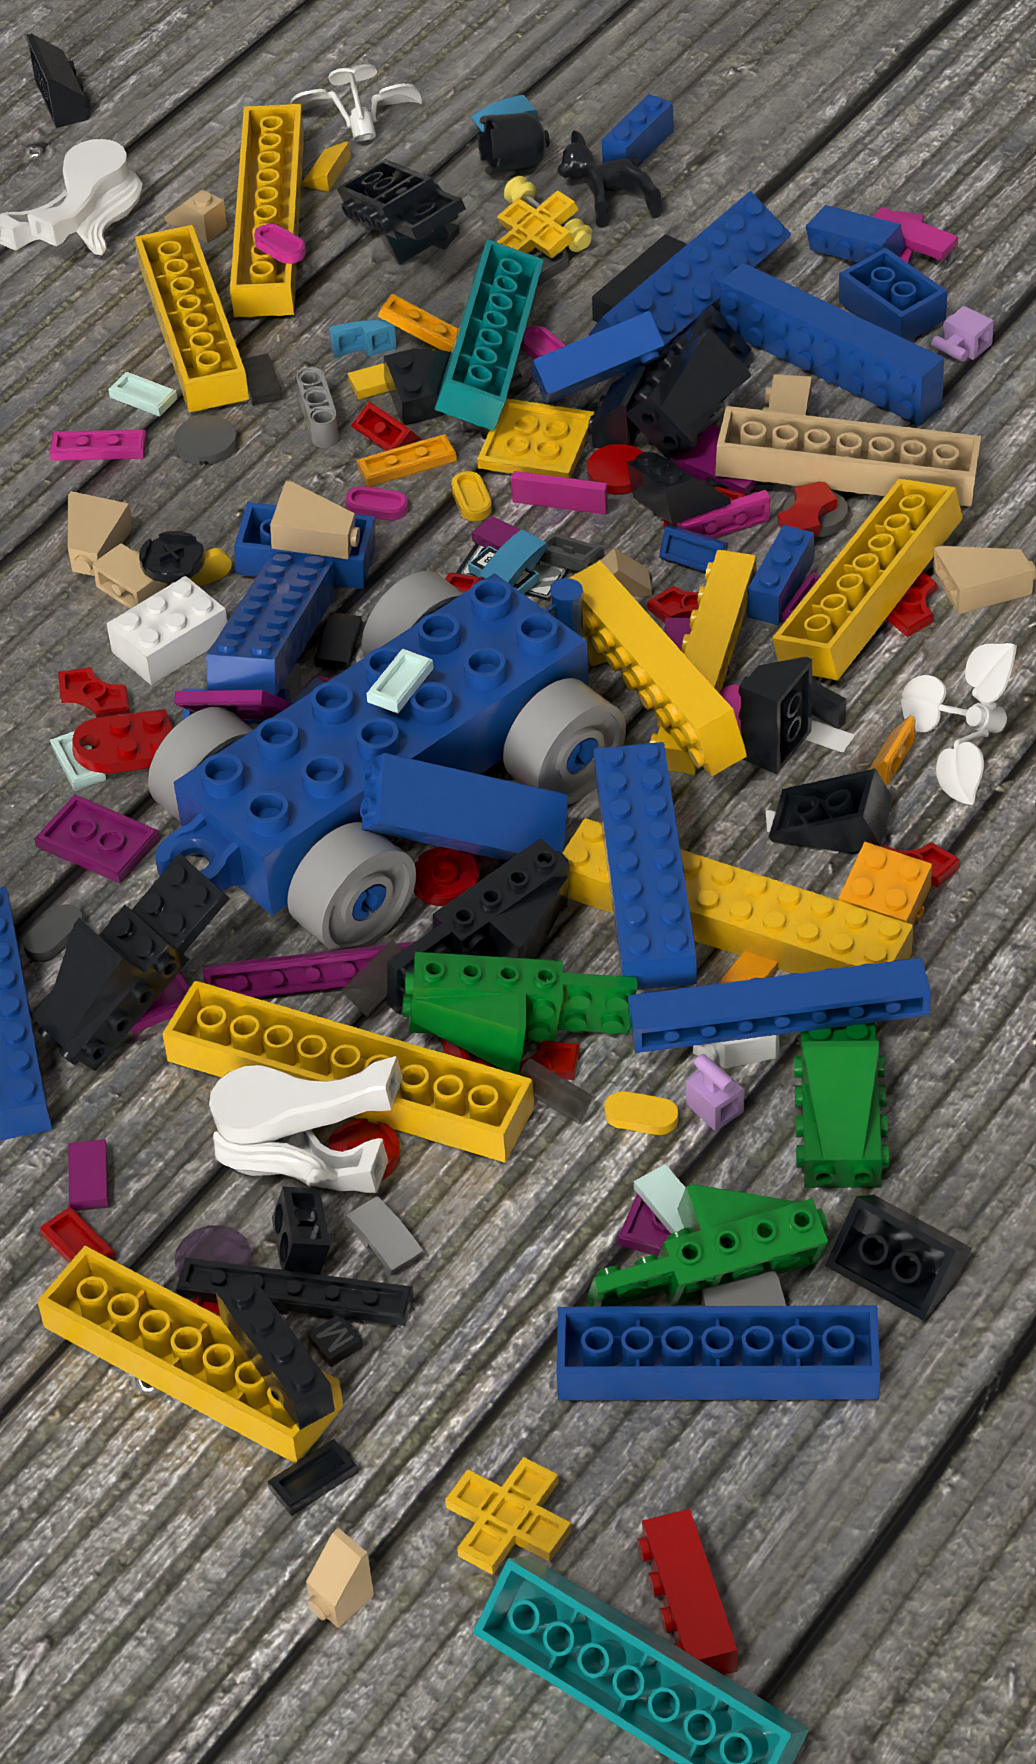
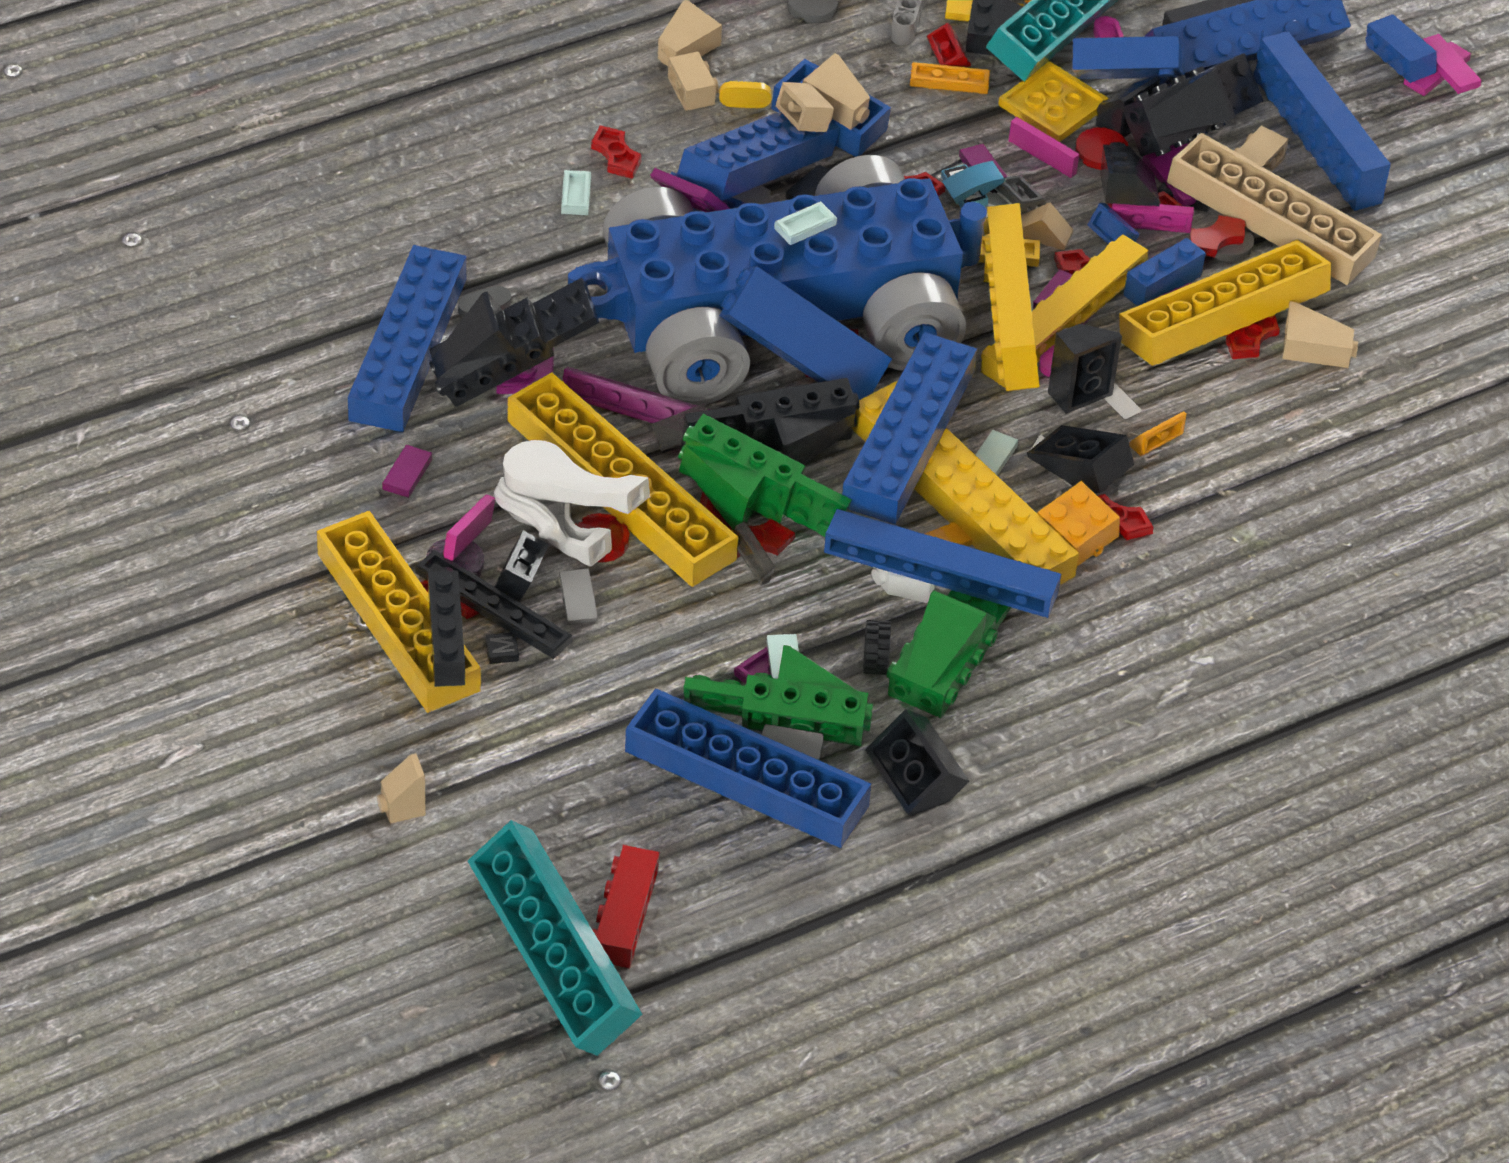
camera: 20 degrees right, 0 degrees up
(70, 1233) = (374, 500): red tile -> none
(97, 838) = (552, 250): magenta tile -> none
(121, 741) = (607, 188): red plate -> none
(167, 630) = (689, 122): white brick -> none
(171, 556) = (726, 76): black tile -> none
(210, 1211) = (469, 527): none -> dark pink tile
(291, 553) = (804, 107): none -> tan brick
(312, 1477) = (432, 725): black tile -> none
(377, 502) = (906, 100): dark pink tile -> none
(444, 875) = (776, 375): red tile -> none
(471, 496) = (979, 123): yellow tile -> none
(508, 1515) = (543, 803): yellow plate -> none
(641, 1113) = (807, 596): yellow tile -> none
(713, 1094) = (862, 602): lavender brick -> none
(734, 846) = (997, 450): none -> light aqua tile
(766, 1137) = (877, 647): none -> black tyre
(828, 705) = (1130, 375): black tile -> none
(893, 295) = (1397, 105): blue brick -> none
(965, 334) = (1436, 157): lavender brick -> none
(988, 671) = (1246, 401): white plant -> none

